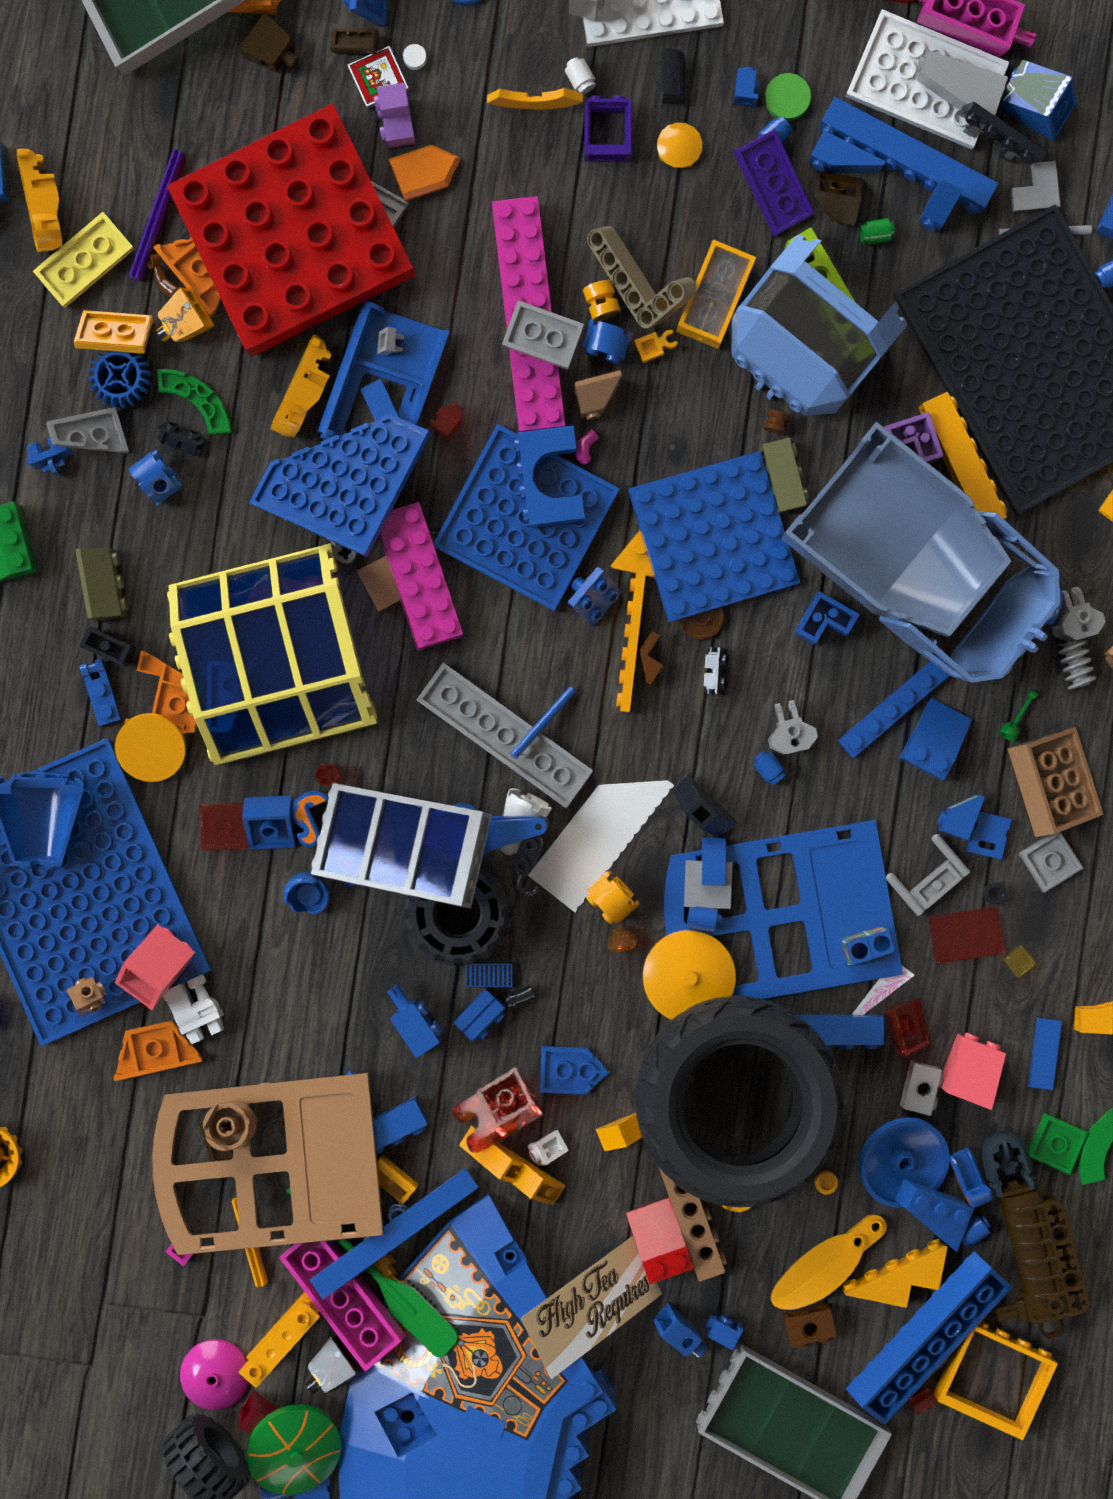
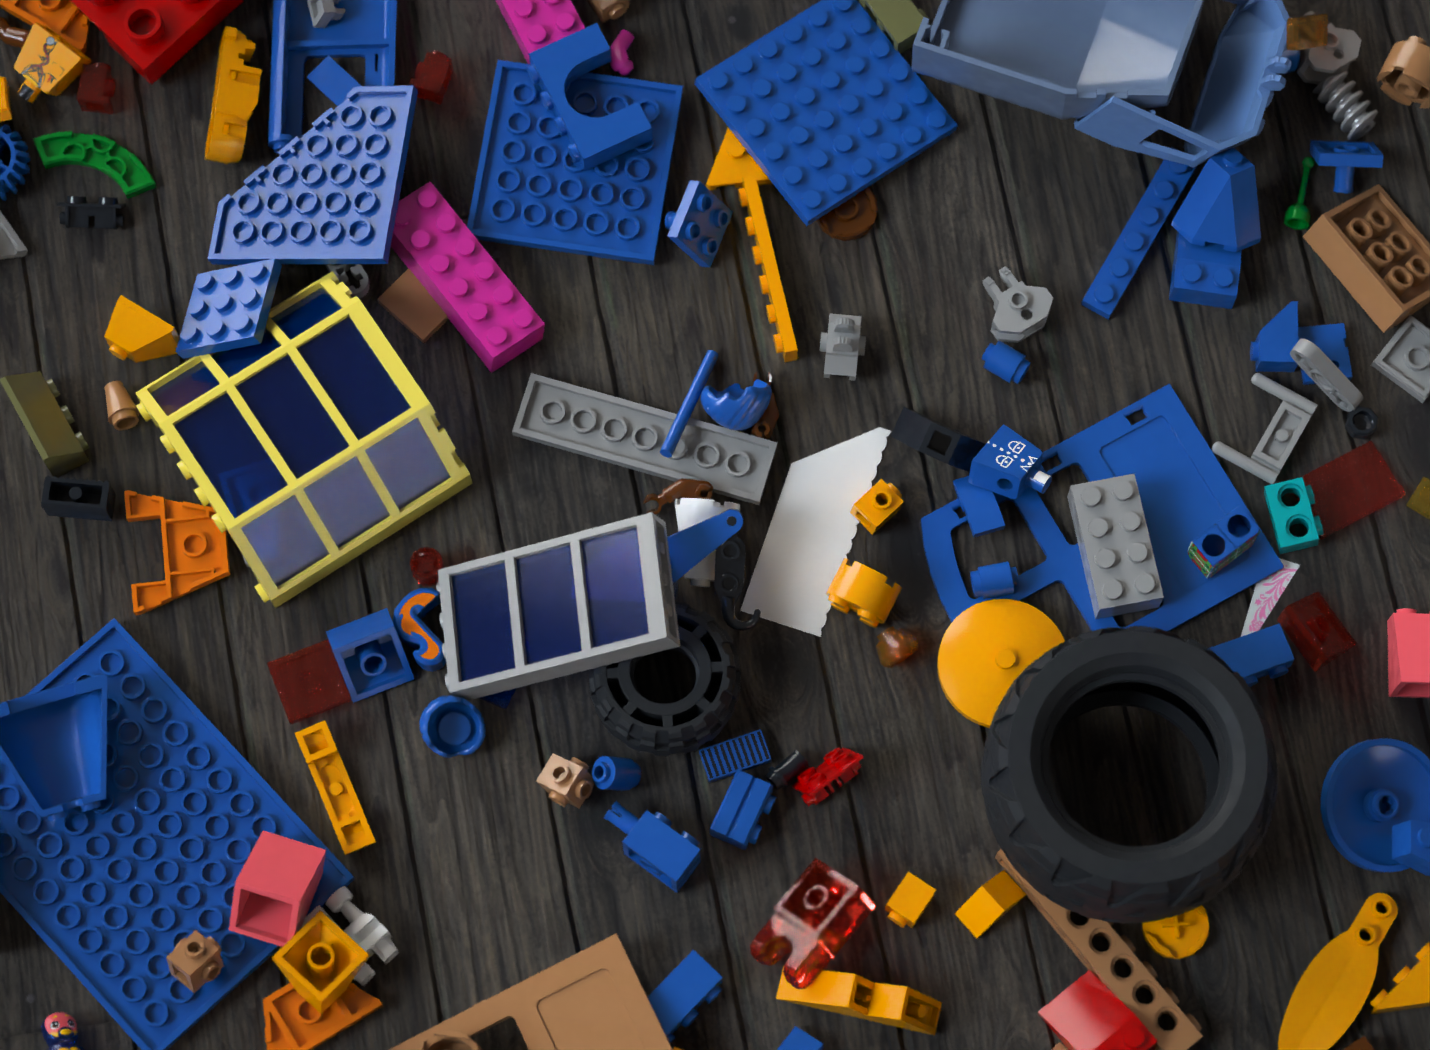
camera: 20 degrees left, 15 degrees down
(101, 693) = (87, 567): blue plate -> none
(150, 747) = (177, 610): light orange tile -> none
(155, 477) = (74, 265): blue brick -> none
(157, 587) = (120, 406): none -> medium nougat cone
(167, 1025) = (320, 961): none -> light orange slope
(183, 542) = (138, 333): none -> light orange slope
(212, 347) = (96, 88): none -> clear red brick
(218, 906) = (335, 787): none -> light orange slope
(250, 548) = (229, 308): none -> plate
(370, 956) = (566, 781): none -> medium nougat brick
(405, 962) = (616, 773): none -> blue brick
(518, 781) = (681, 489): none -> reddish brown arm
(544, 1011) = (837, 763): none -> red hinge
(547, 1148) = (898, 959): white bracket -> none
(568, 1113) = (909, 901): none -> light orange brick
(569, 1070) = (889, 845): blue tile -> none
(574, 735) = (735, 406): none -> blue piece
(591, 751) = (766, 424): none -> reddish brown arm
(645, 838) = (877, 506): none -> light orange brick
(649, 665) = (801, 286): reddish brown slope -> none
(661, 717) = (842, 345): none -> light grey hinge
(706, 895) = (985, 549): light grey tile -> none
(718, 661) = (888, 256): hinge -> none
(743, 844) = (1009, 465): none -> blue torso
(793, 925) = (1115, 546): none -> light grey brick
(824, 613) = (1006, 147): blue brick -> none
(826, 1182) = (1291, 874): light orange tile -> none
(916, 943) = (1285, 516): none -> teal brick
(916, 1075) = (1360, 720): light grey brick -> none
(959, 713) = (1222, 204): none -> blue slope
(983, 856) = (1326, 375): none -> light grey beam
(1060, 703) = (1345, 157): none -> blue tile
(1068, 611) = (1307, 31): none -> clear orange tile

